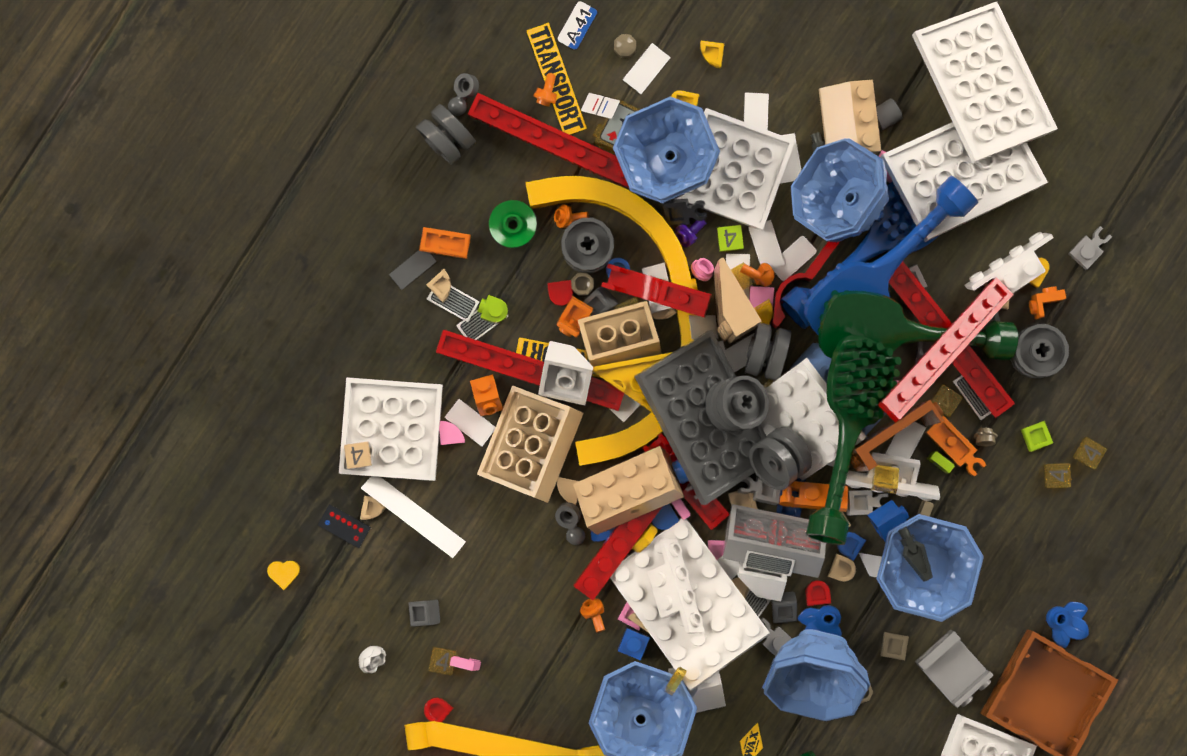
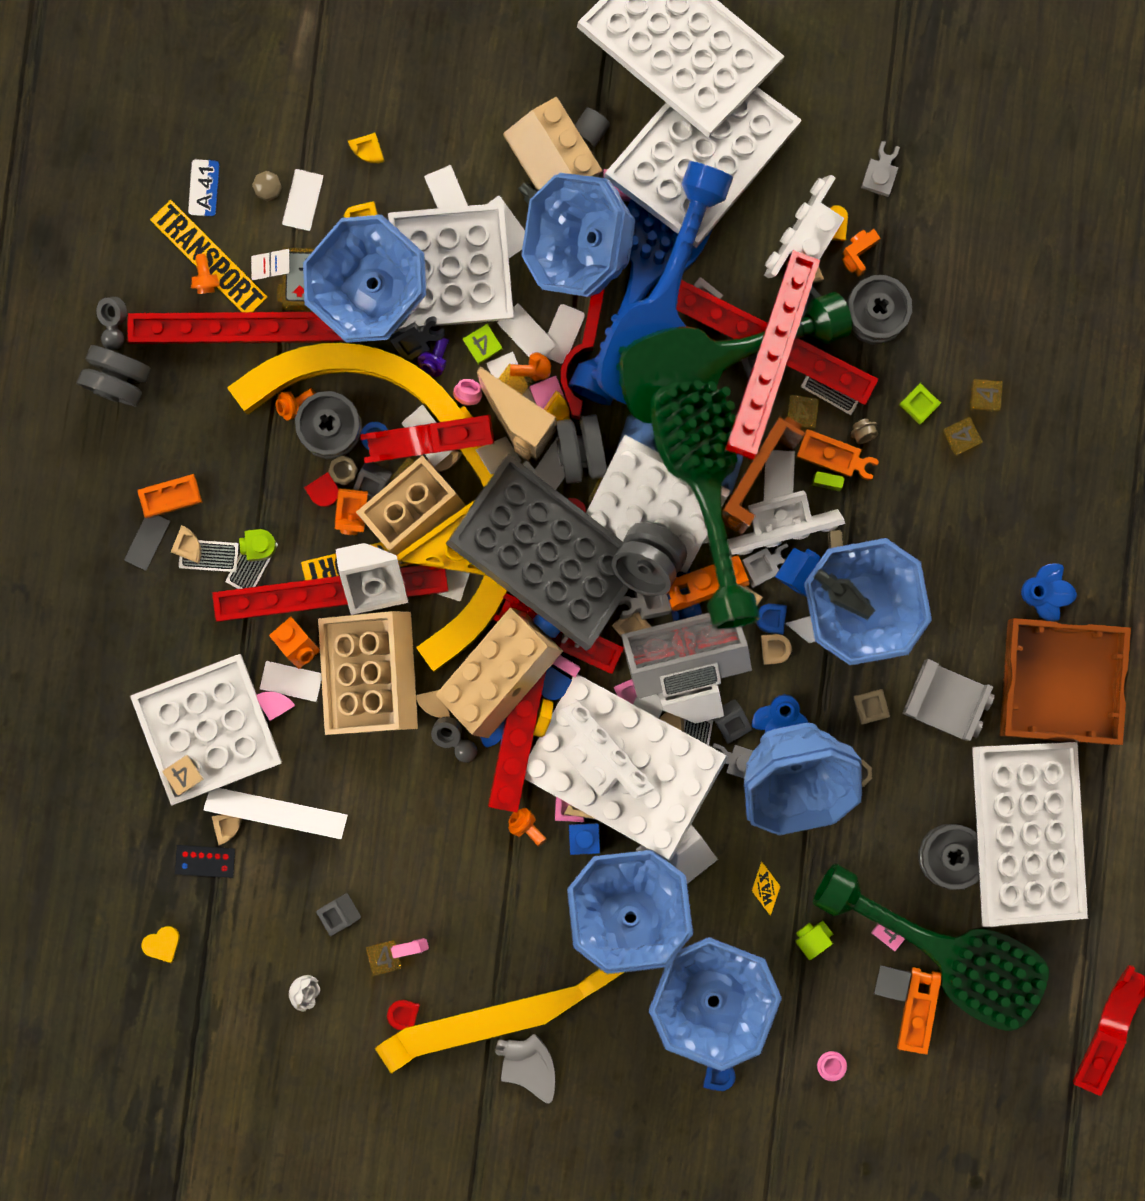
camera: 30 degrees left, 0 degrees up
(512, 211) = (224, 429): green dish -> none
(675, 680) = (647, 855): clear yellow tile -> none
(737, 404) = (573, 521): dark grey wheel -> none
(817, 593) = (761, 688): red tile -> none
(885, 479) = (775, 528): clear yellow tile -> none

